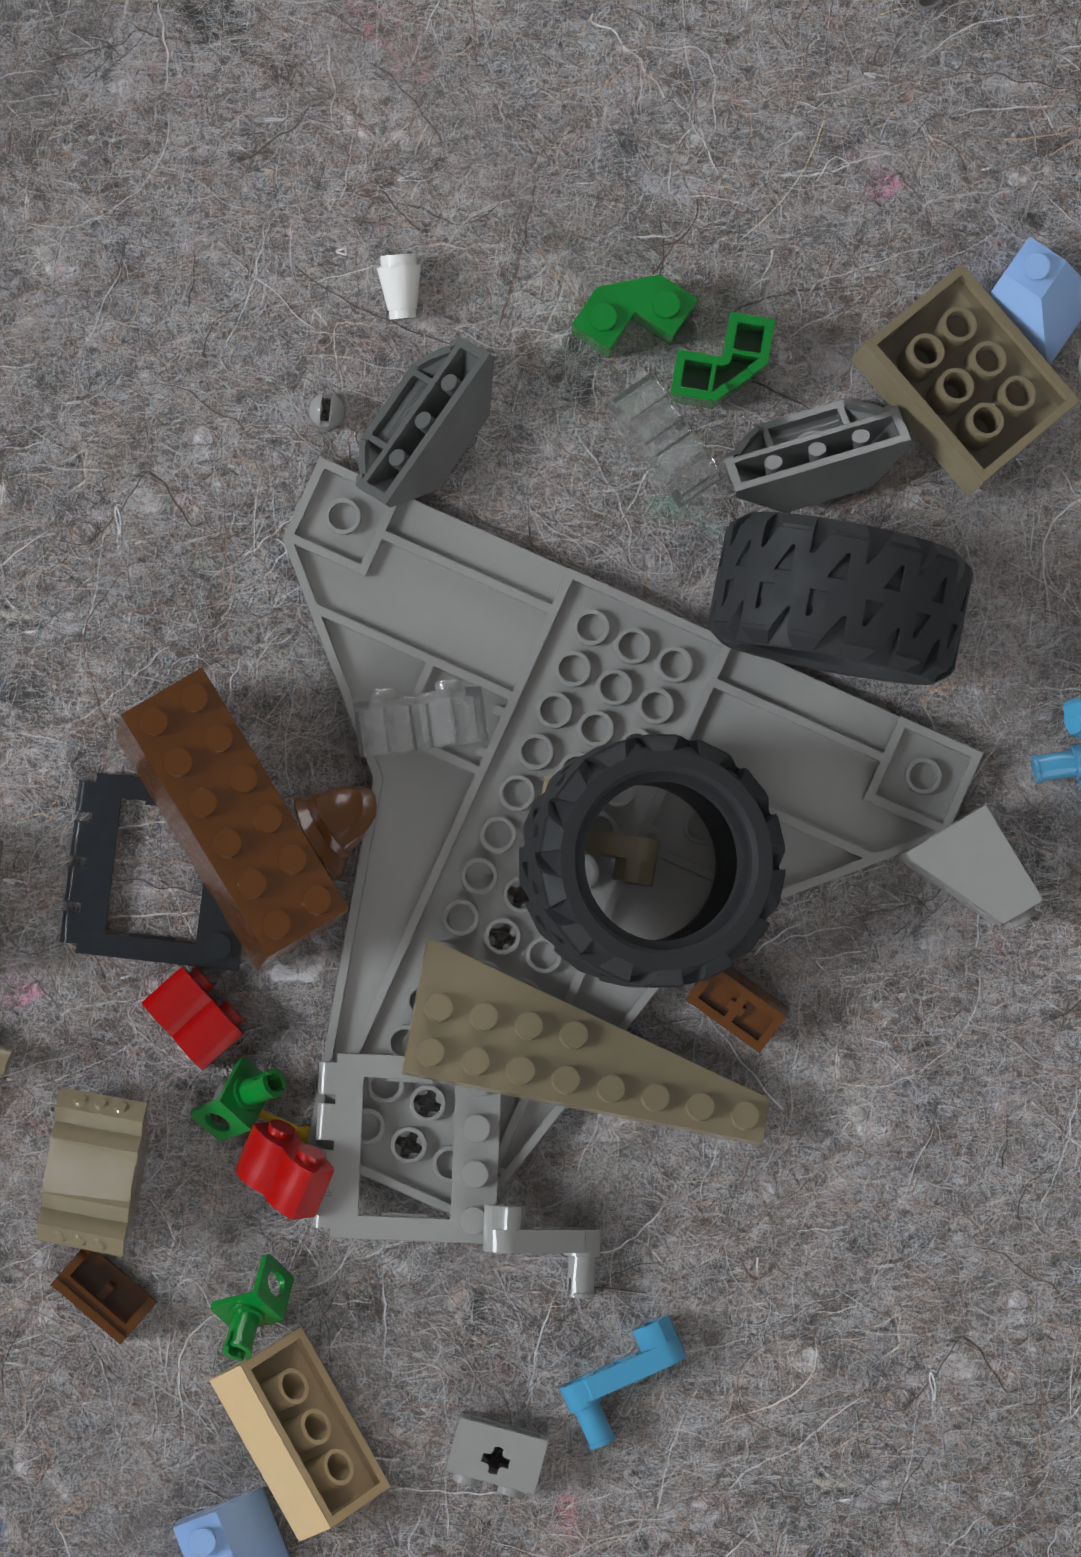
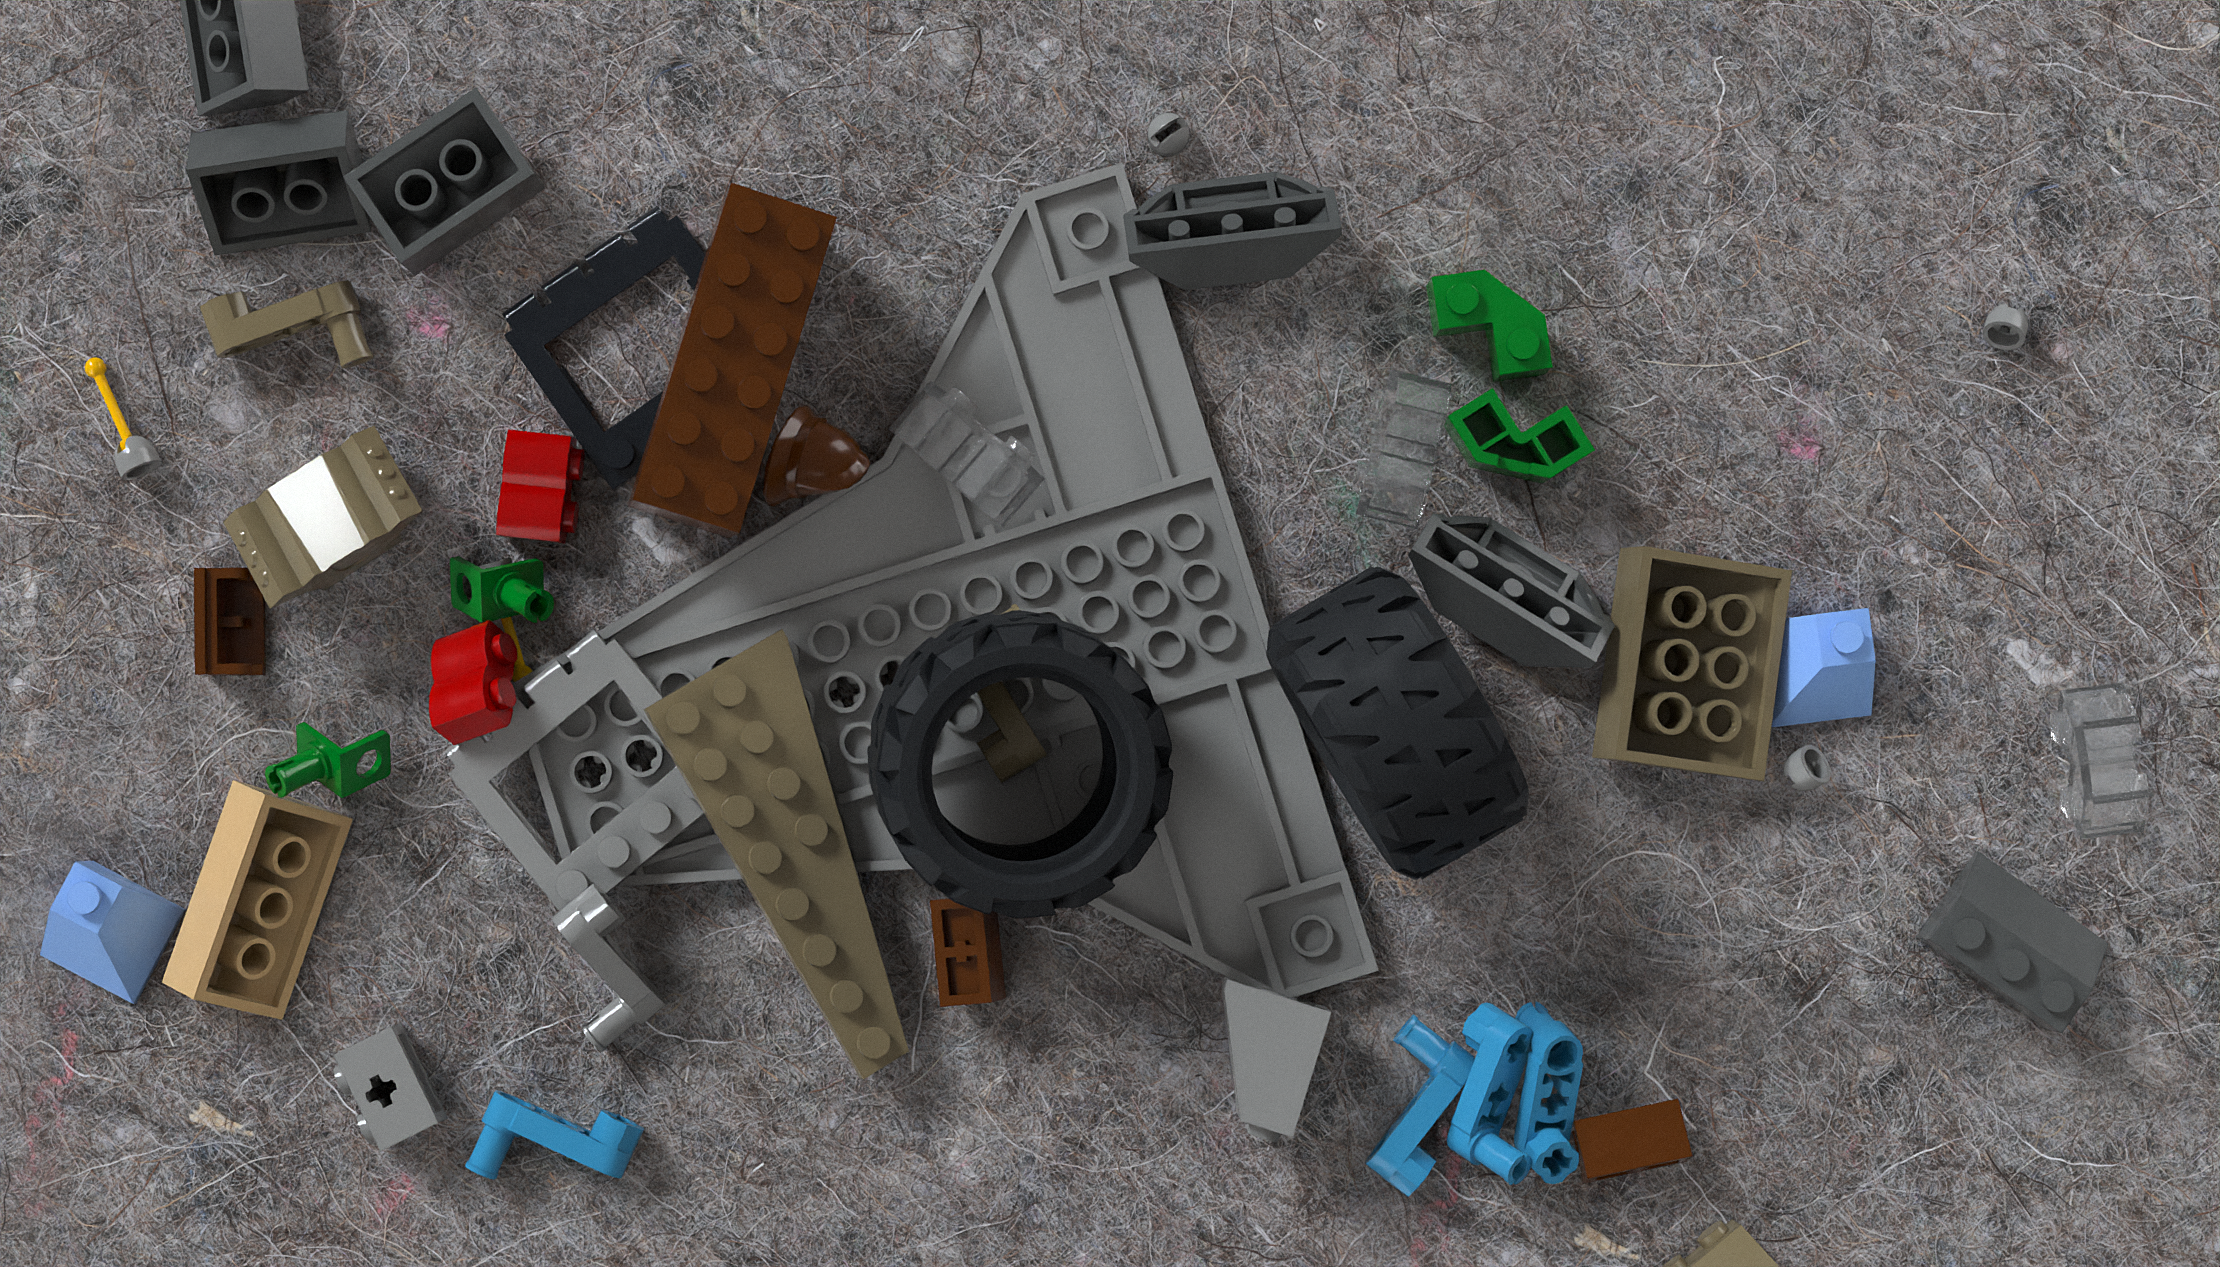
camera: 45 degrees right, 0 degrees up
(400, 284) = (1335, 99): white cone -> none

